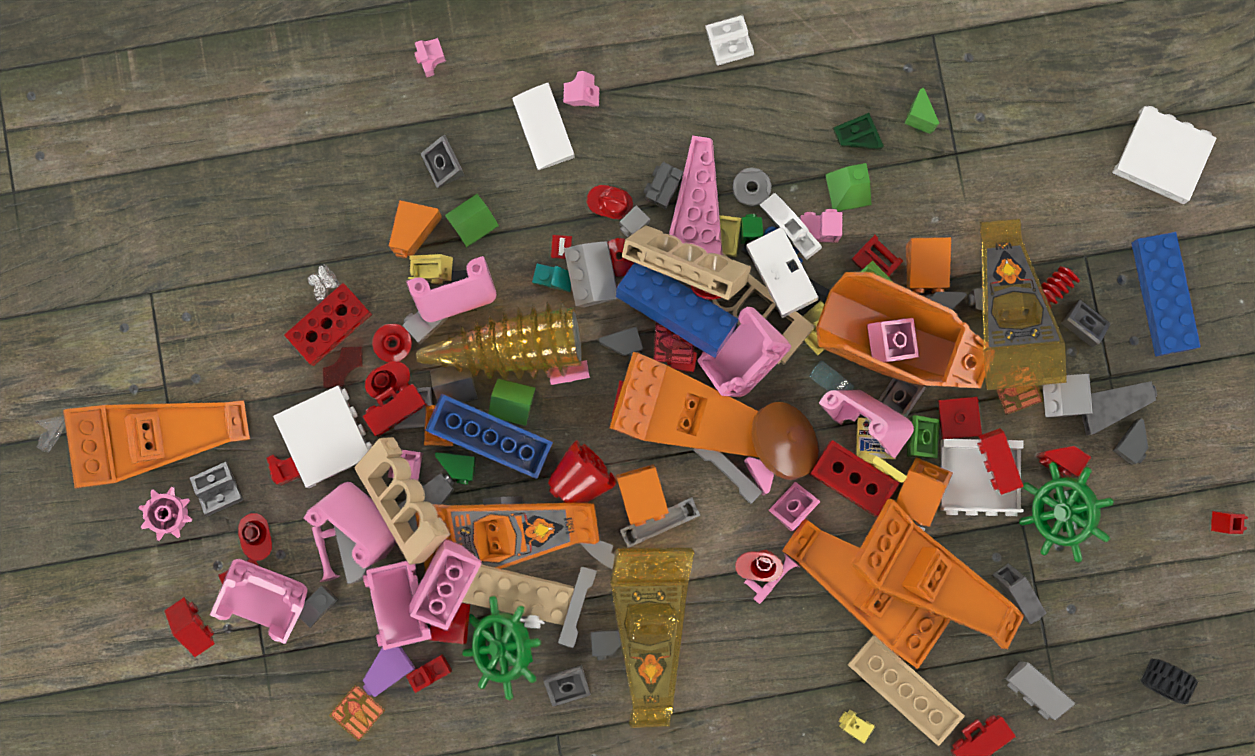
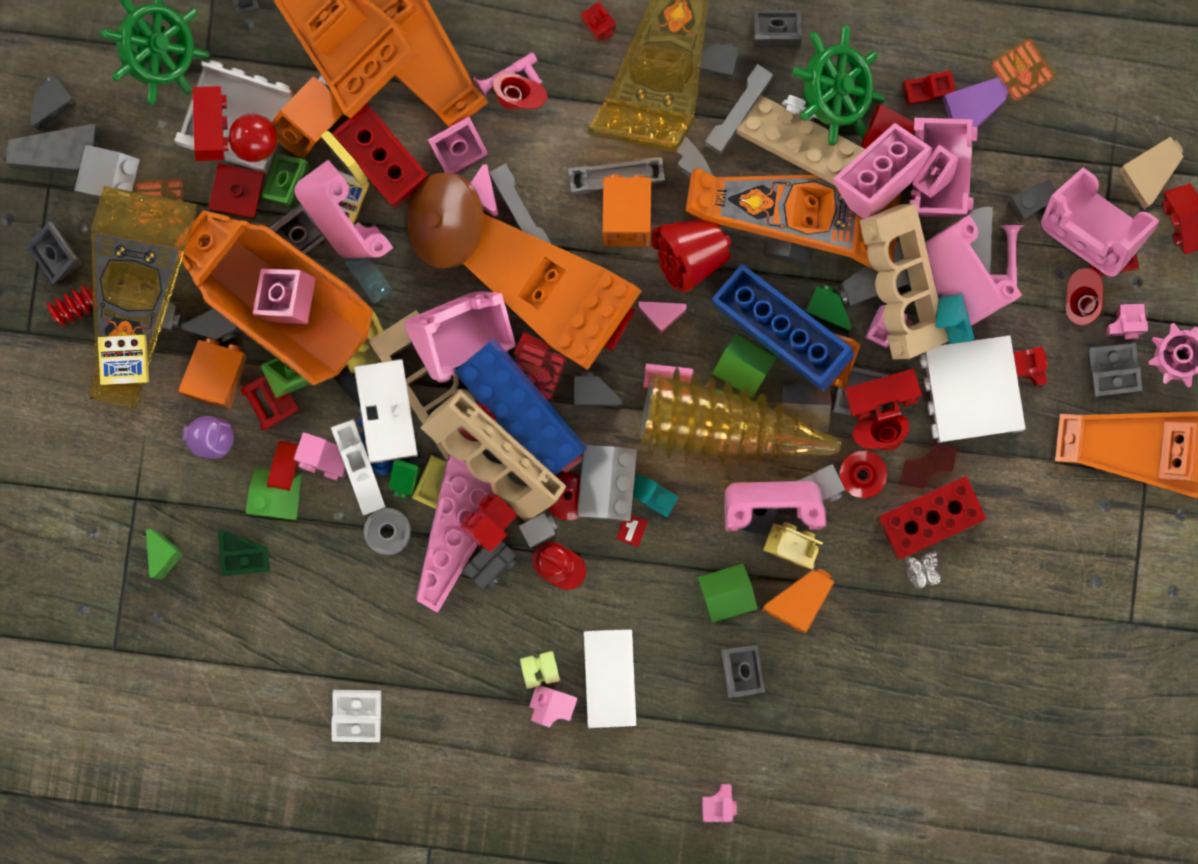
camera: 155 degrees left, 0 degrees up
(214, 528) = (1129, 322): none -> bright pink brick
(228, 659) = (1151, 170): none -> tan slope
(353, 484) = (954, 318): none -> teal slope
(401, 599) = (936, 172): none -> bright pink slope
(589, 421) = (662, 314): none -> bright pink slope
(599, 115) = (539, 669): none -> yellowish green wheel
(674, 213) = (488, 522): none -> red brick
(713, 644) = (598, 22): none -> red brick
(849, 206) = (283, 466): none -> red slope
(915, 215) = (209, 437): none -> medium lavender helmet
(961, 459) = (252, 137): none -> red piece
(1003, 253) = (123, 359): none -> tile
(1068, 459) = (132, 103): red slope -> none

